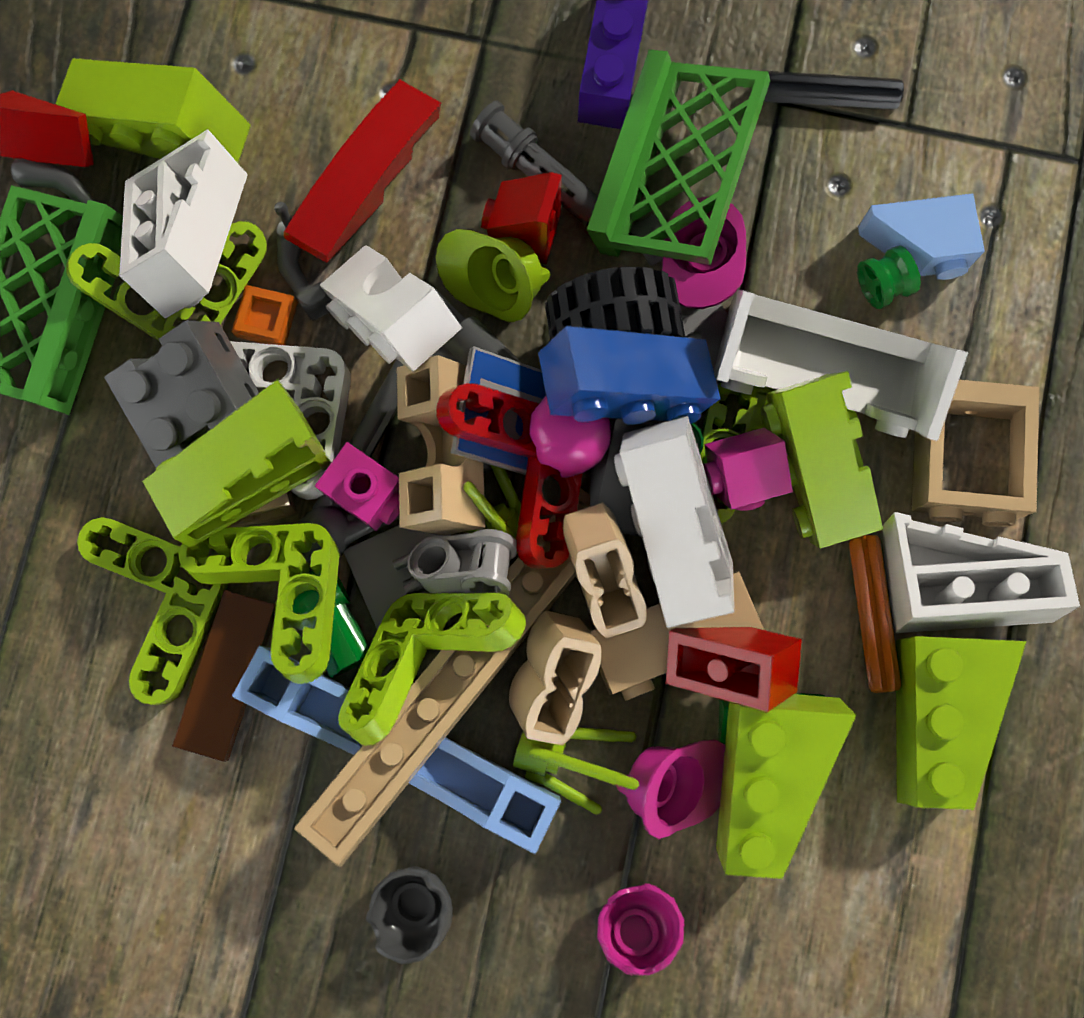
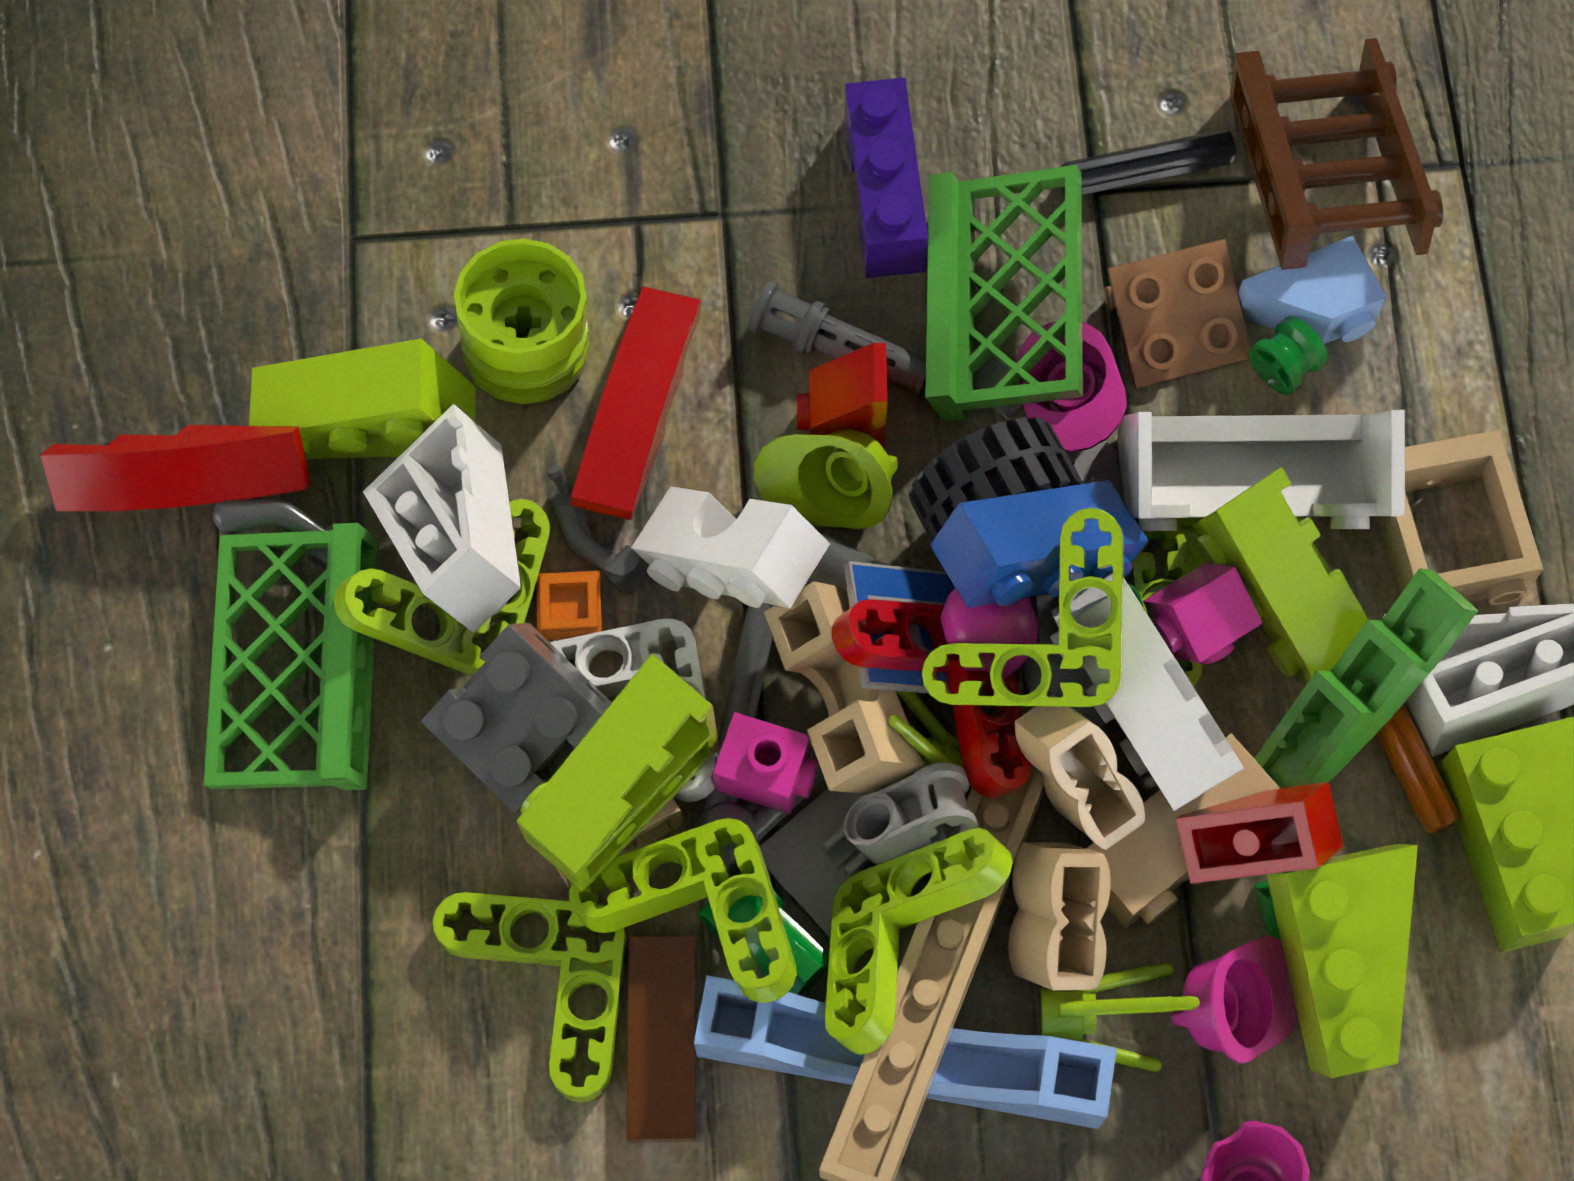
camera: 15 degrees left, 10 degrees down
(290, 77) = (519, 292): none -> lime wheel
(627, 466) = (1074, 639): none -> lime beam
(812, 217) = (1178, 313): none -> medium nougat hinge
(860, 565) = (1367, 685): none -> bright green slope
(932, 130) = (1283, 180): none -> reddish brown fence

